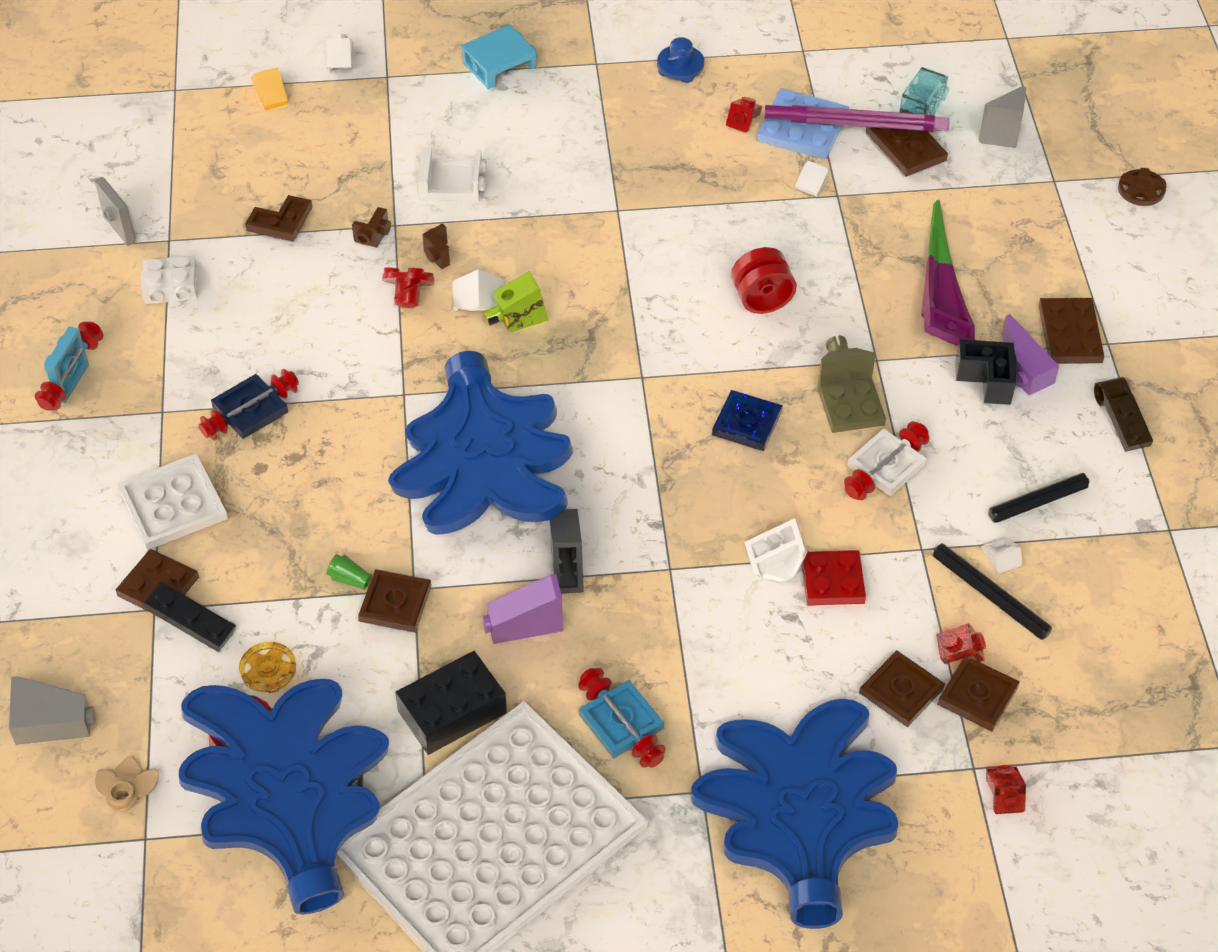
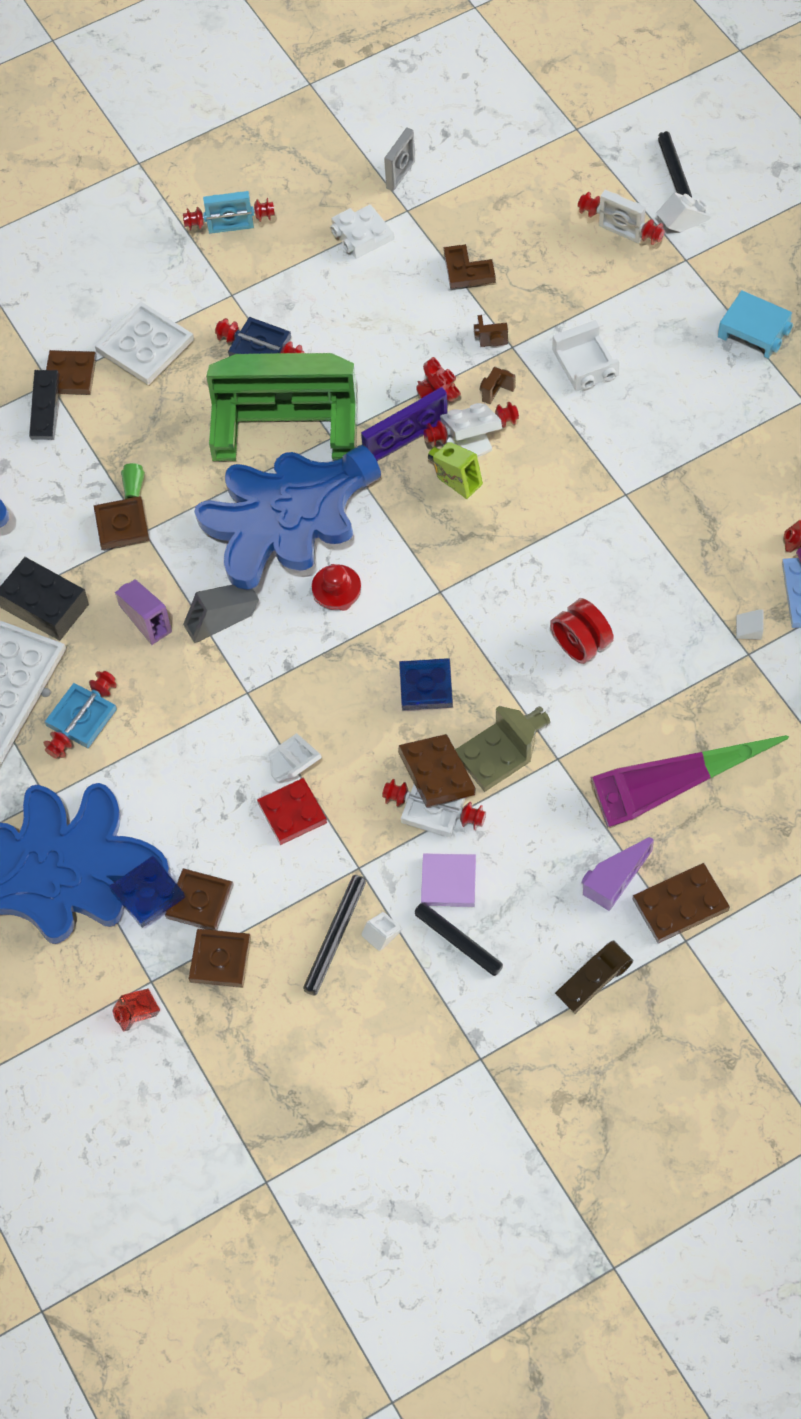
camera: 70 degrees right, 10 degrees up
(267, 667) = (28, 474): clear yellow wheel -> none
(270, 88) = (615, 181): yellow slope -> none
(279, 42) = (673, 163): none -> black axle
(318, 87) = (621, 216): none -> white plate
(341, 387) = (281, 390): none -> bright green wedge
(445, 312) = (405, 425): none -> dark purple tile
(476, 273) = (470, 422): none -> white plate
(593, 449) = (336, 587): none -> red plate
(853, 442) = (436, 770): none -> reddish brown plate
(879, 723) = (147, 891): none -> clear blue plate
(960, 642) = (264, 930): clear red bracket -> none
(971, 483) = (448, 880): none -> lavender tile
(988, 363) = (582, 850): black brick -> none

